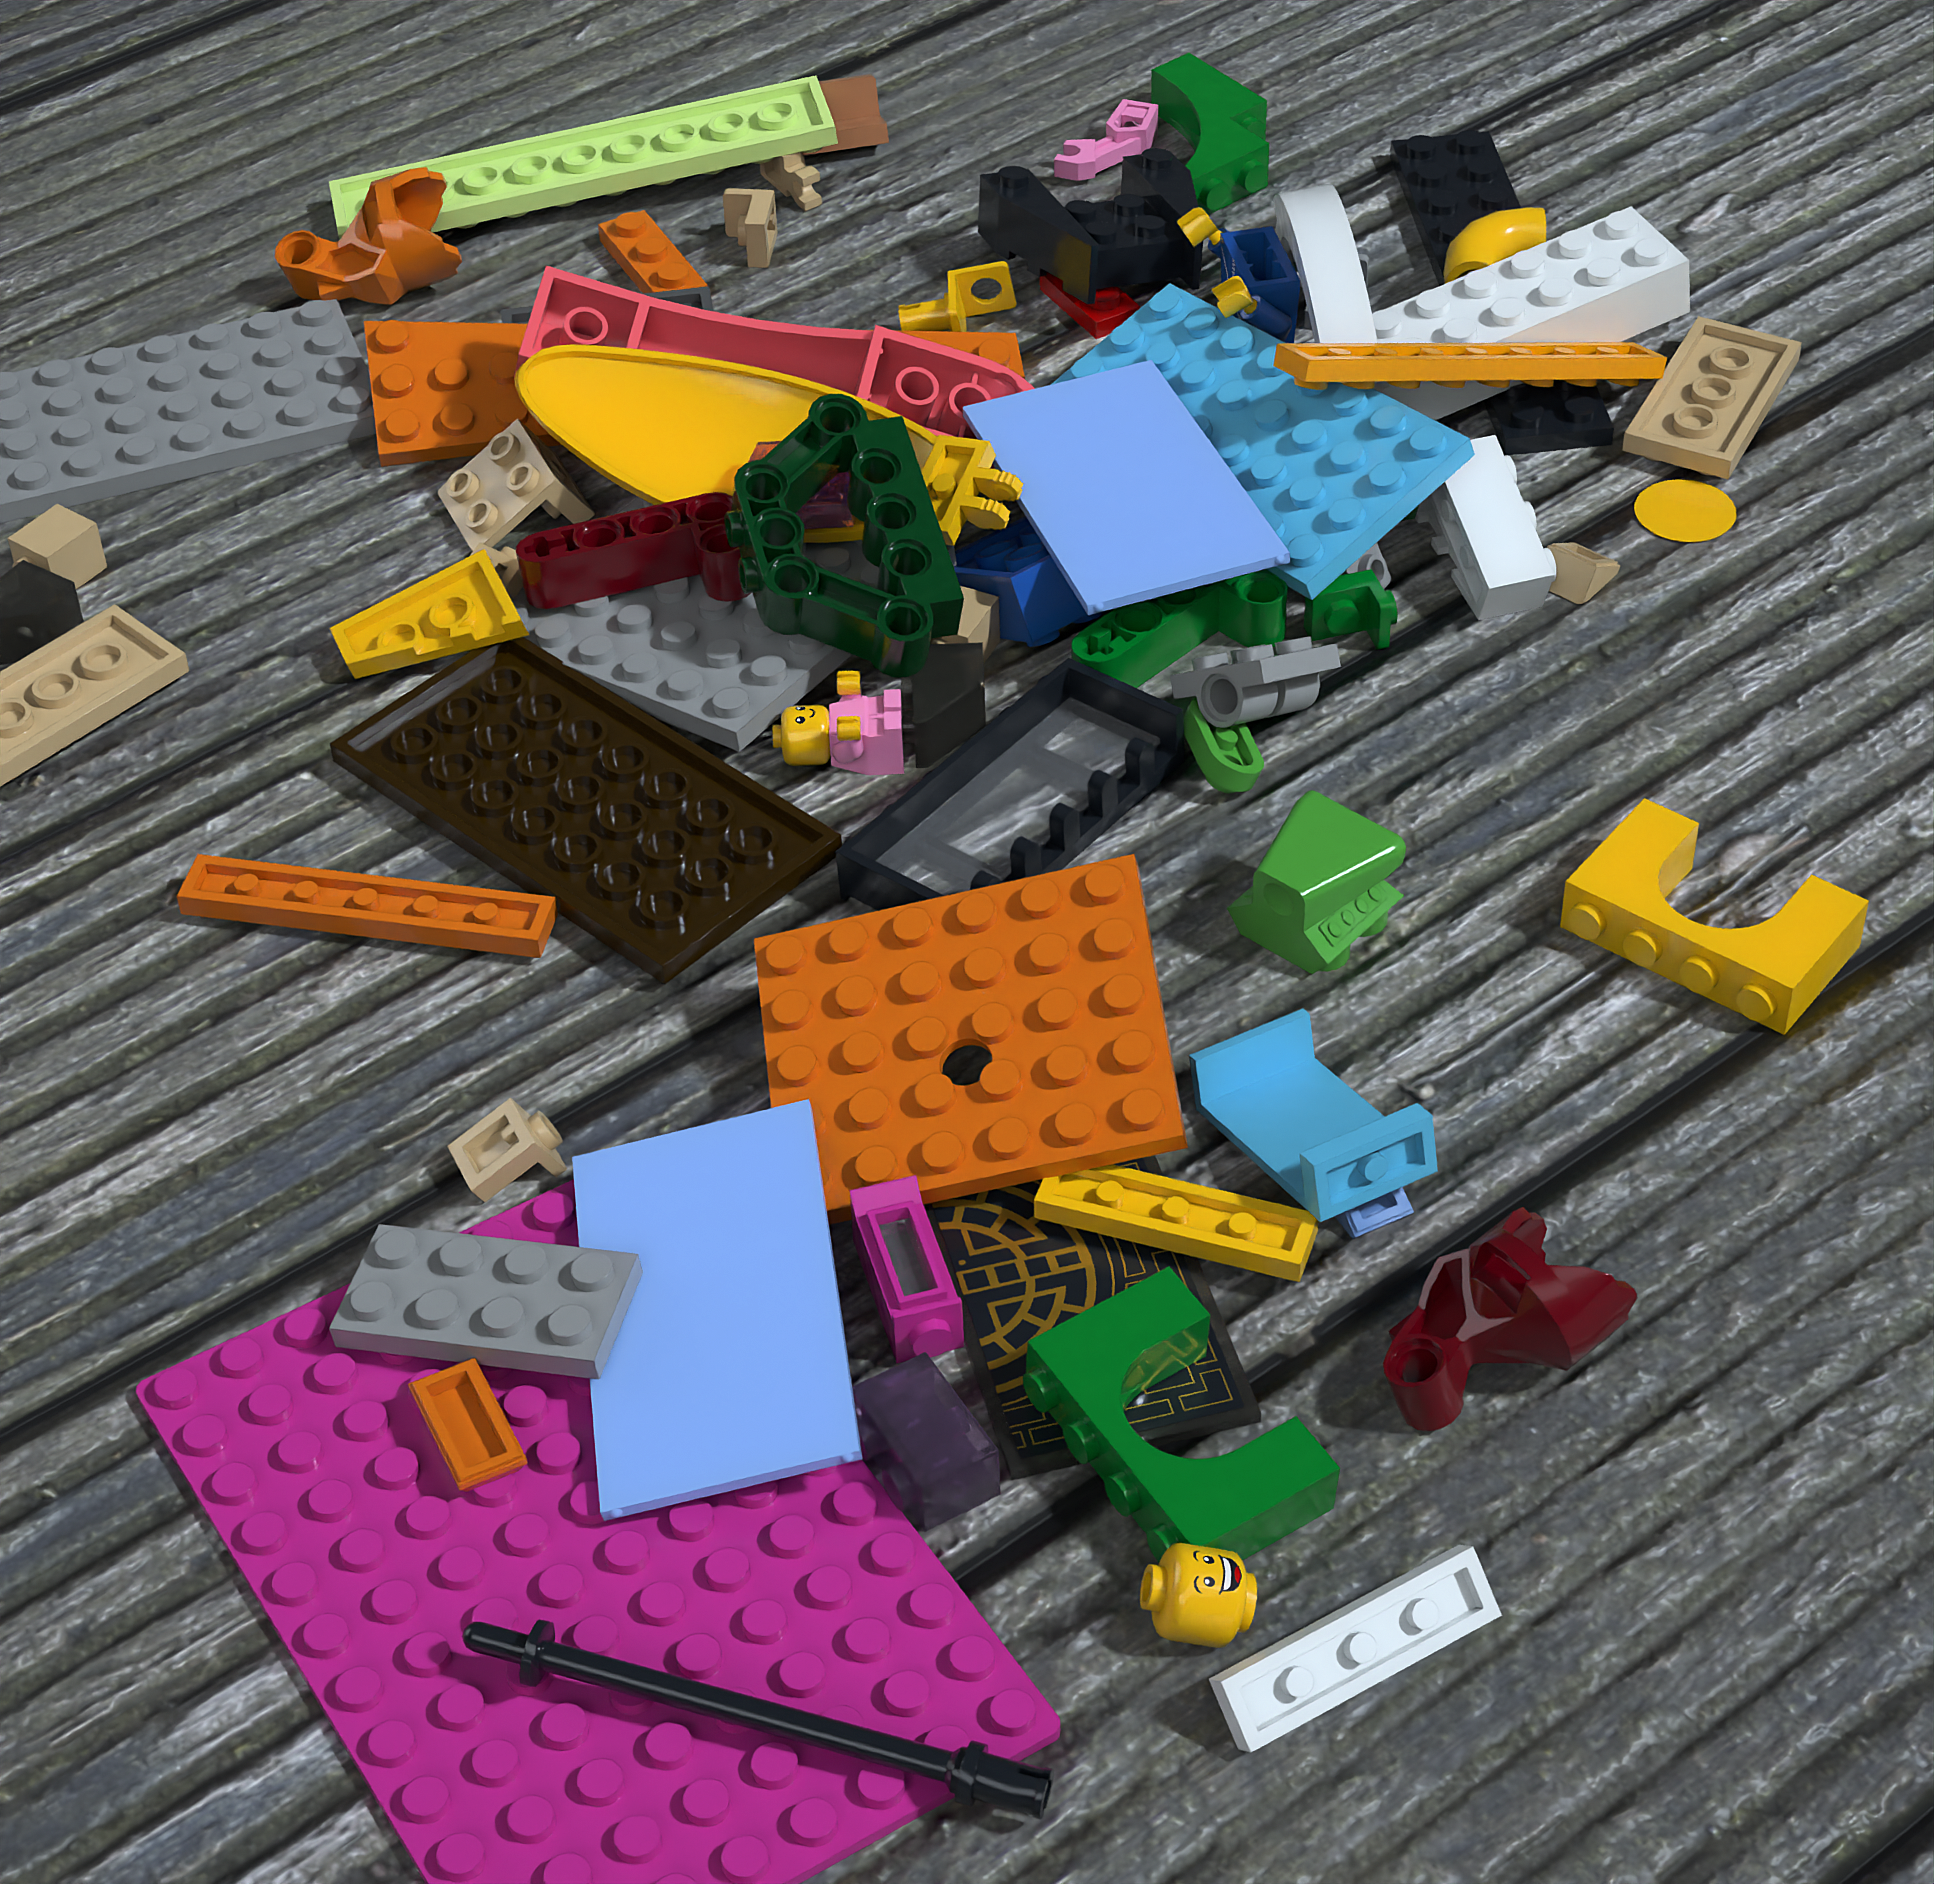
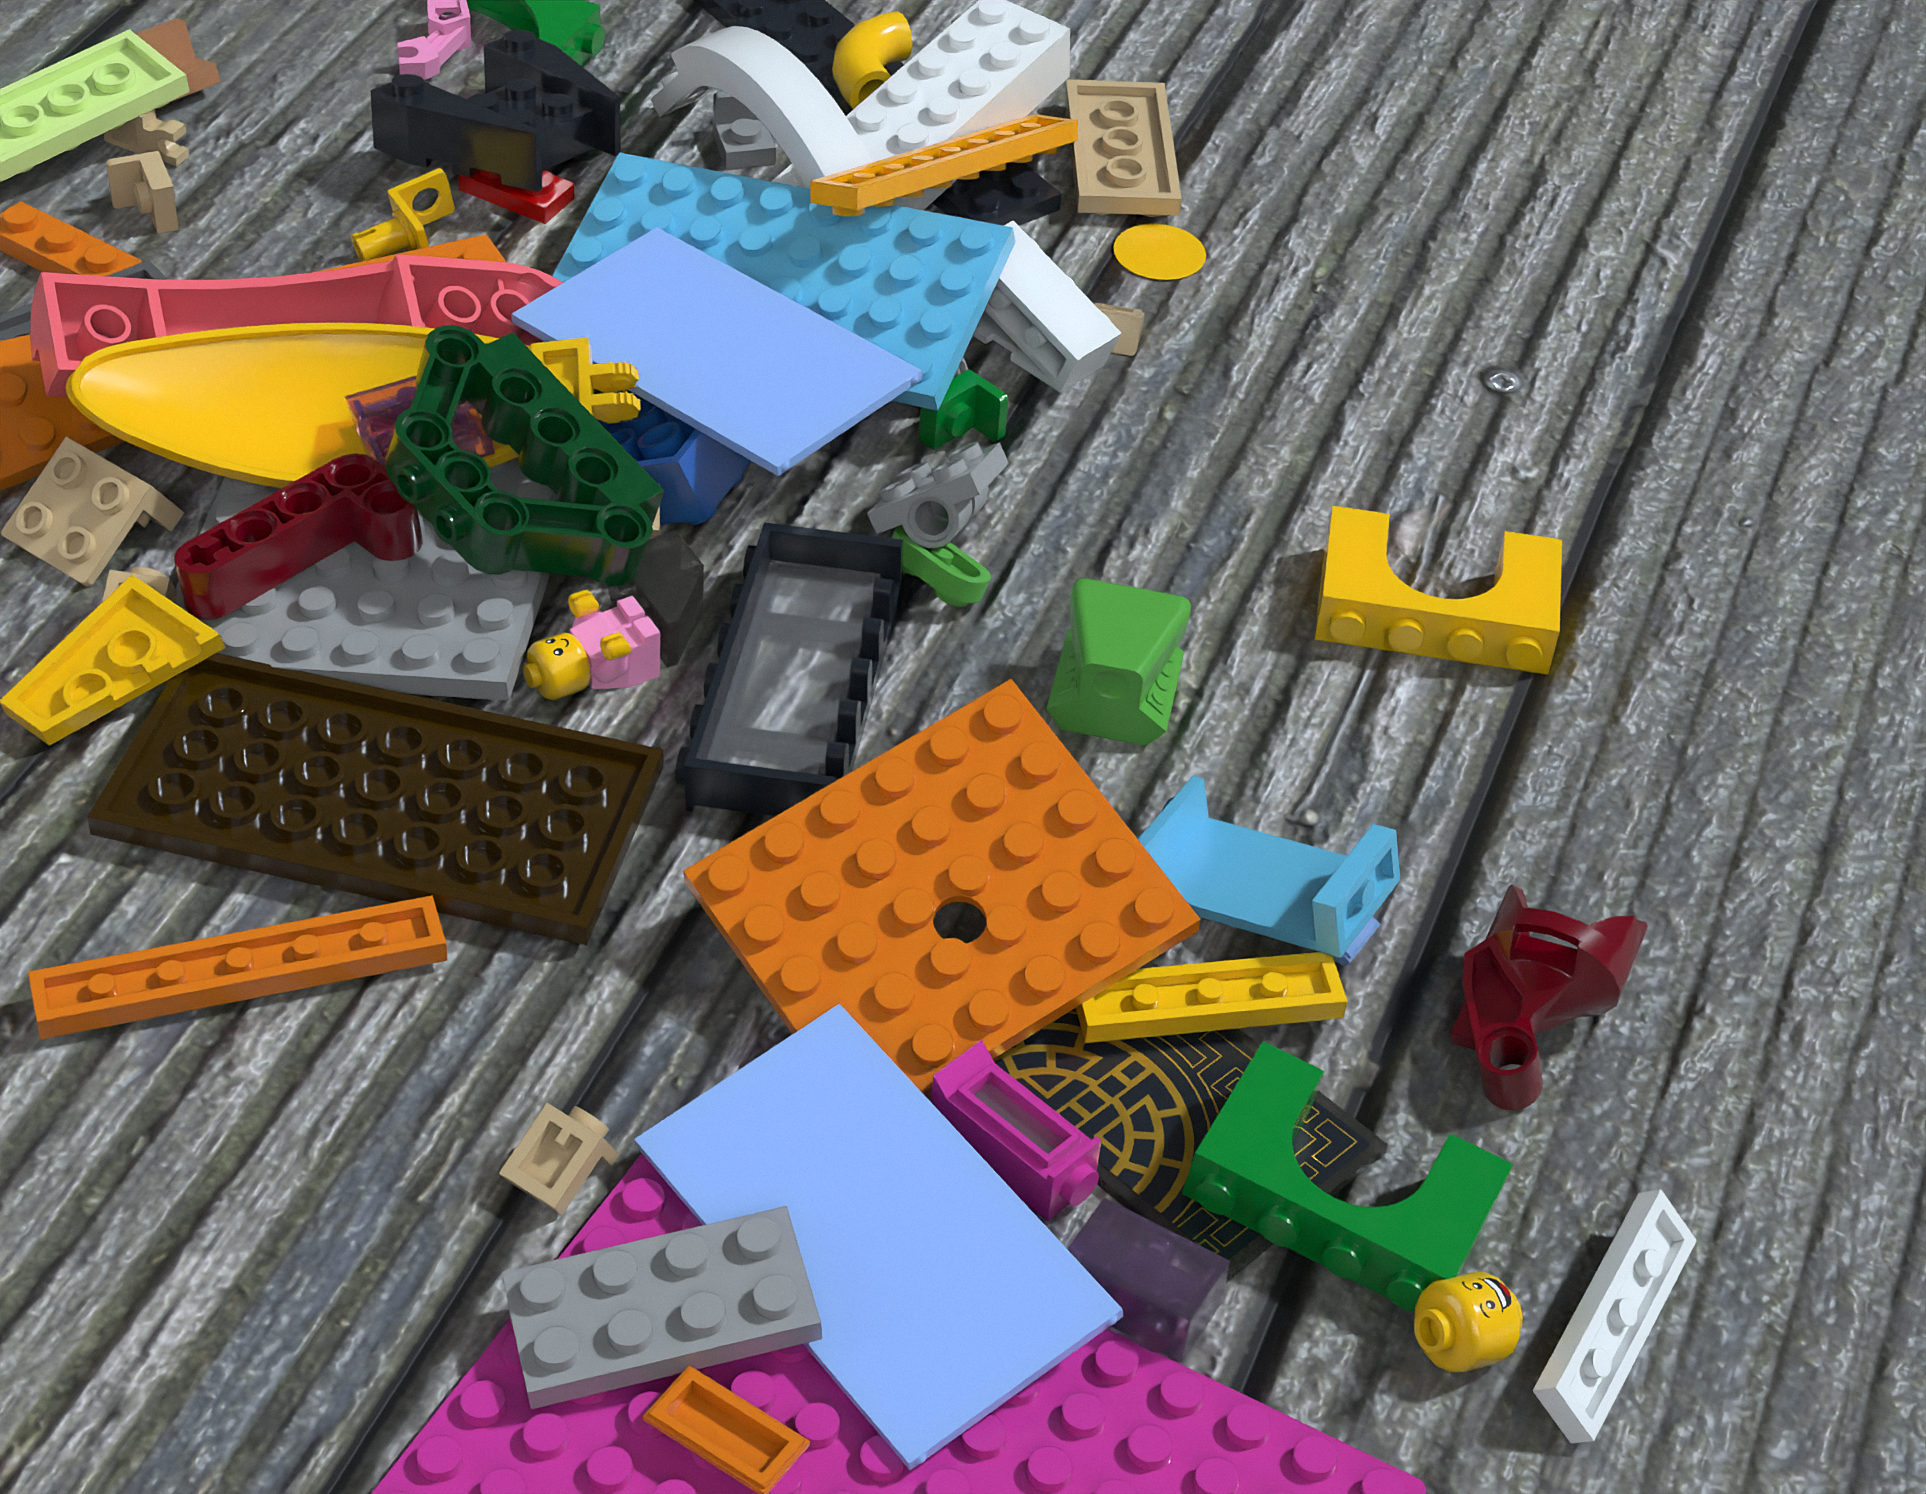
camera: 35 degrees left, 0 degrees up
(1152, 634) = (806, 489): green beam -> none
(1255, 274) = (691, 124): blue torso -> none

